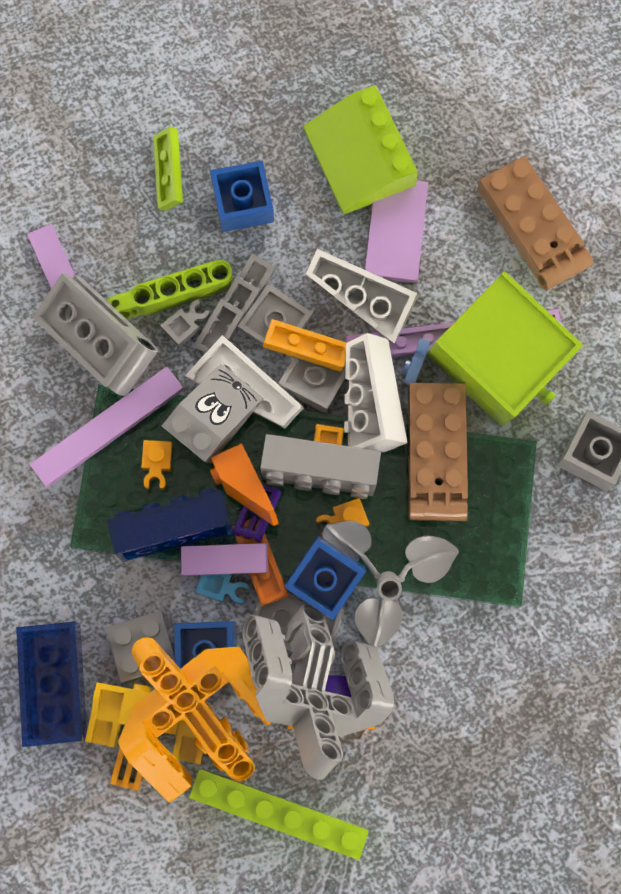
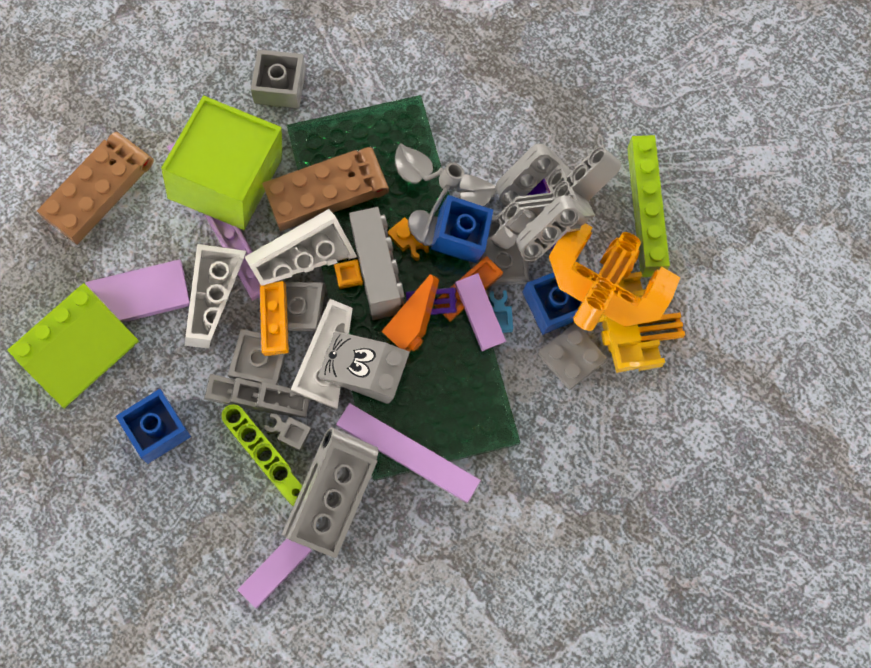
camera: 110 degrees left, 5 degrees down
(51, 684) = (635, 406): clear blue brick -> none
(156, 458) = (419, 401): light orange plate -> none
(167, 169) = (146, 506): lime plate -> none
(169, 525) = (473, 358): clear blue brick -> none
(412, 369) = (259, 232): medium blue plate -> none

